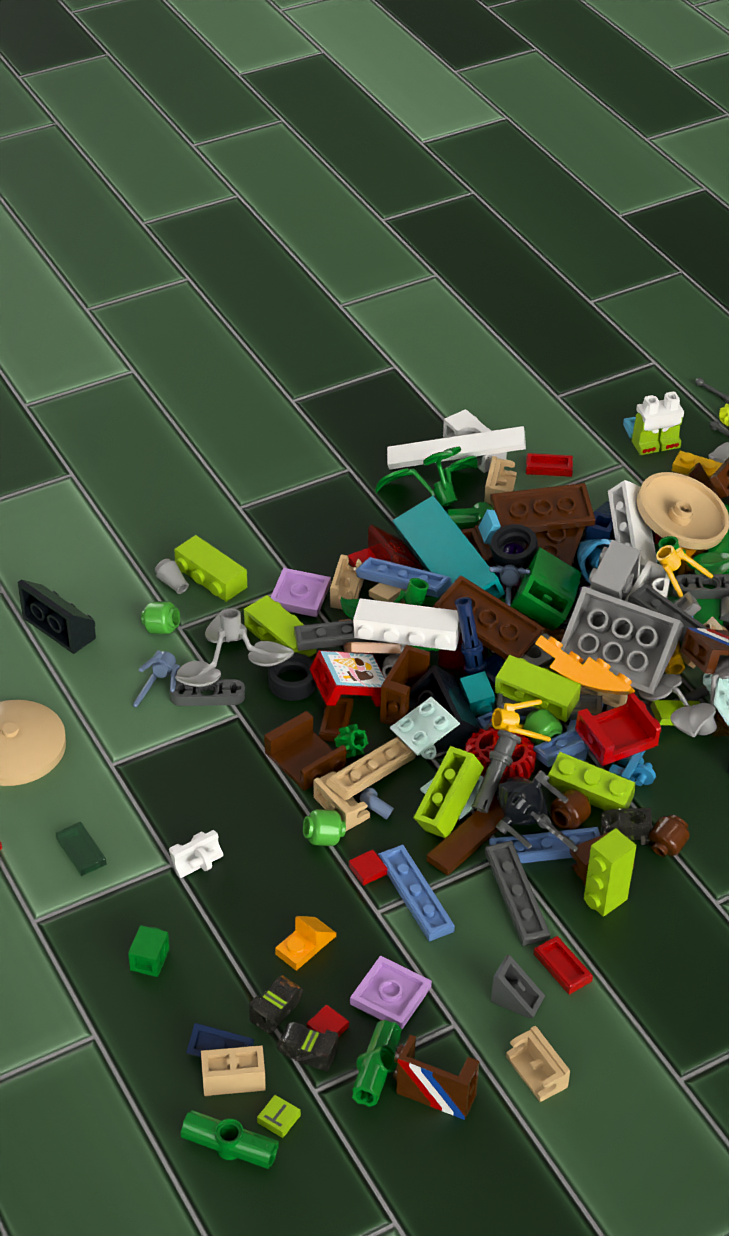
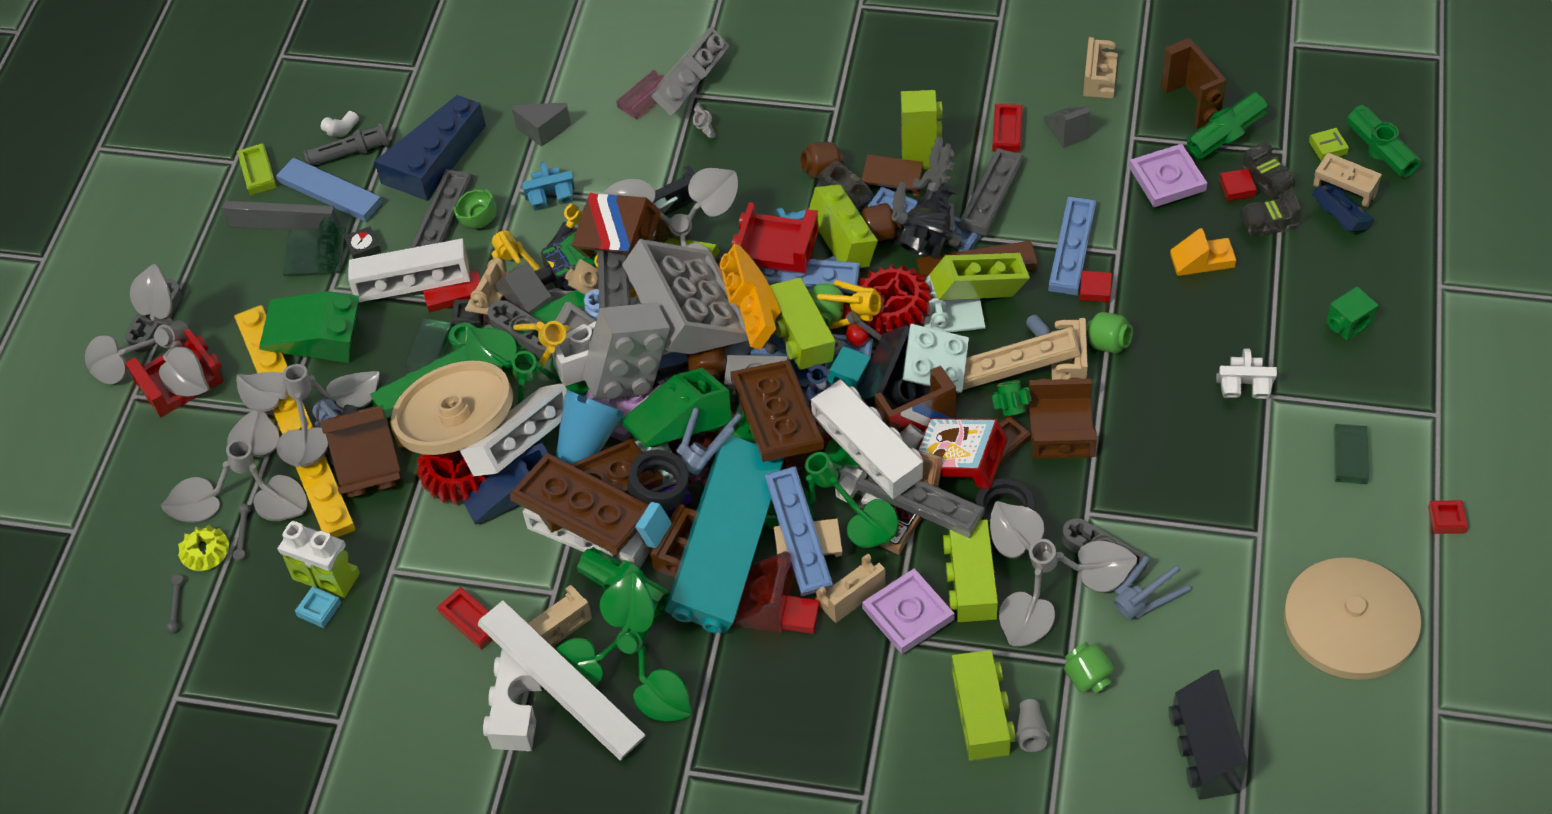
camera: 135 degrees left, 10 degrees up
(500, 759) = (902, 262): dark grey pin -> none

